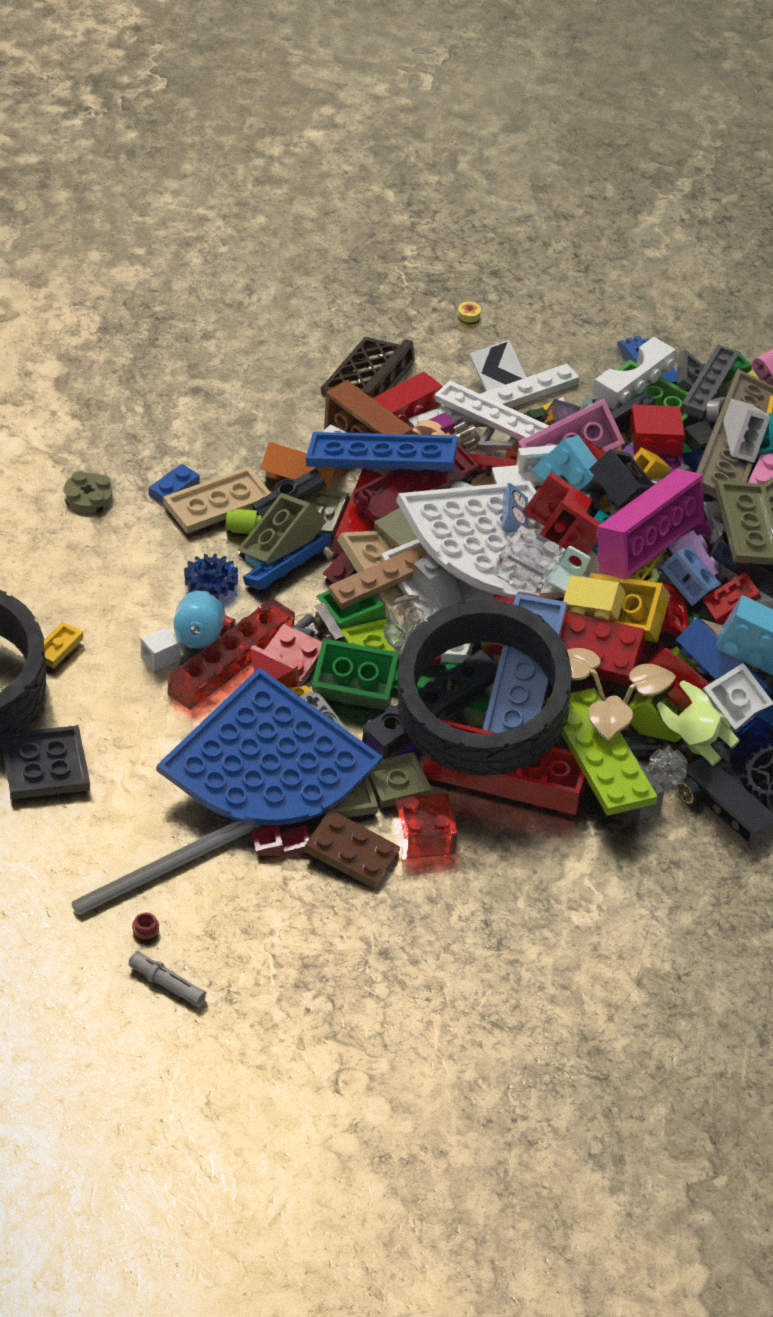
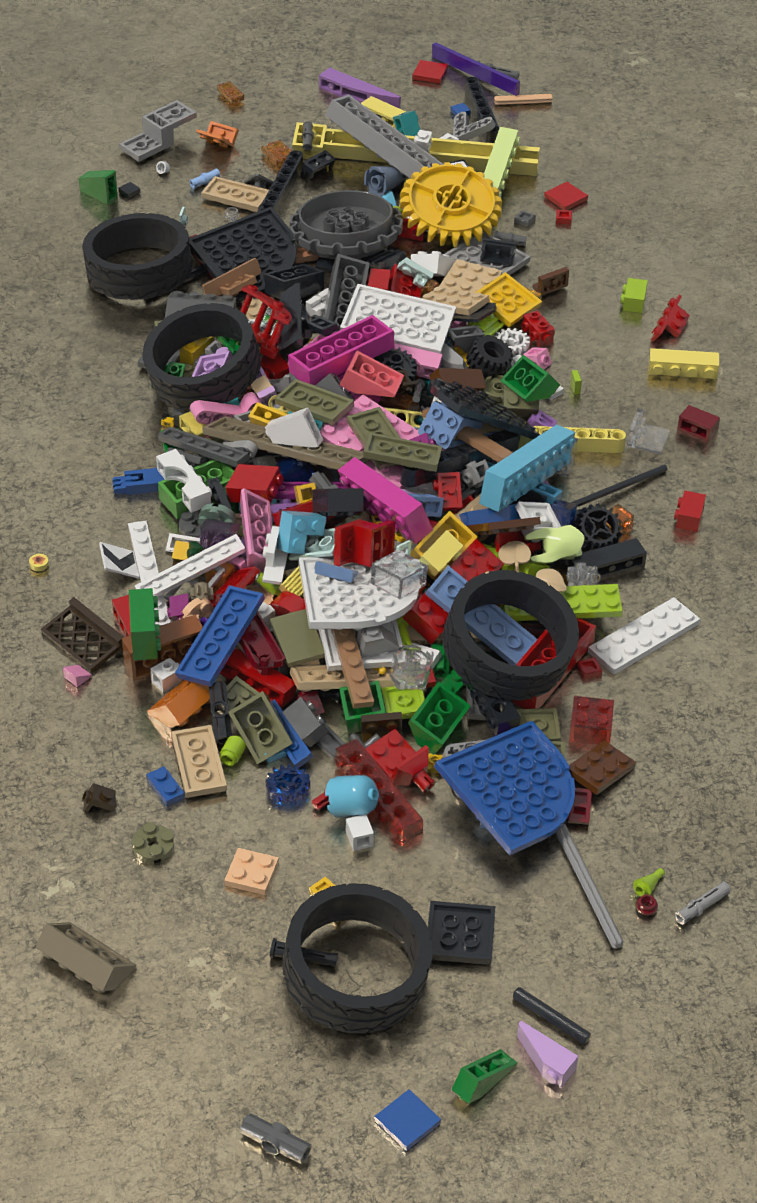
camera: 70 degrees left, 0 degrees up
(76, 576) = (251, 871): none -> light nougat plate
(133, 436) = (100, 797): none -> dark brown bracket
(176, 919) = (646, 884): none -> lime cone
(299, 598) = (329, 743): none -> dark grey tile
(303, 566) = (305, 721): none -> dark grey brick
(309, 379) = (76, 674): none -> bright pink slope
(356, 378) = (143, 624): none -> green brick
(526, 817) = (589, 668): none -> red tile
(613, 864) = (643, 635): none -> white plate
(683, 649) = (504, 526): none -> reddish brown plate

